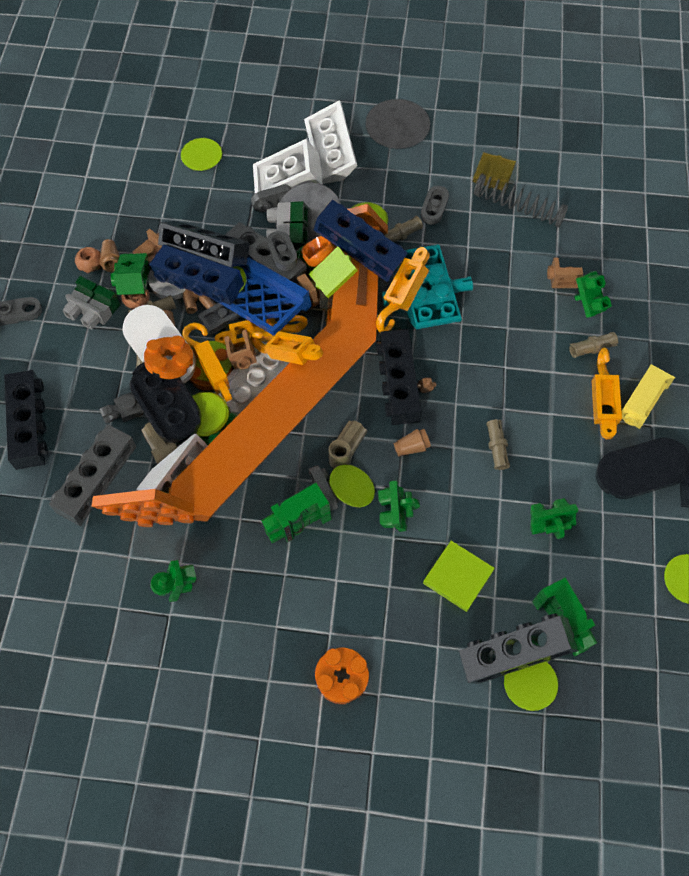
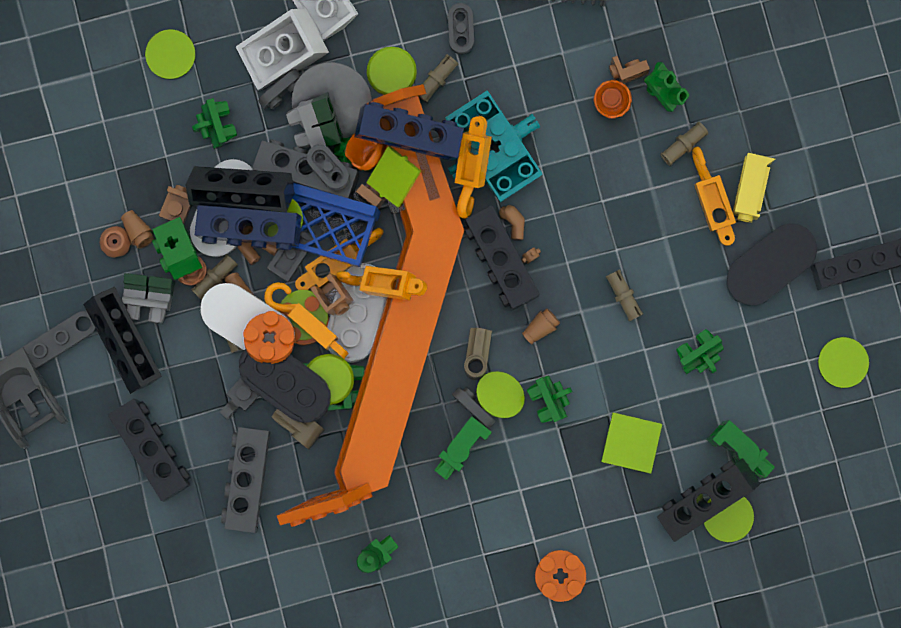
camera: 20 degrees left, 20 degrees up
(50, 324) = (122, 340): none -> black brick
(173, 465) = (324, 449): white slope -> none
(206, 203) = (210, 124): none -> green hips
(424, 353) = (516, 219): none -> medium nougat arm
(543, 290) = (612, 99): none -> orange hair

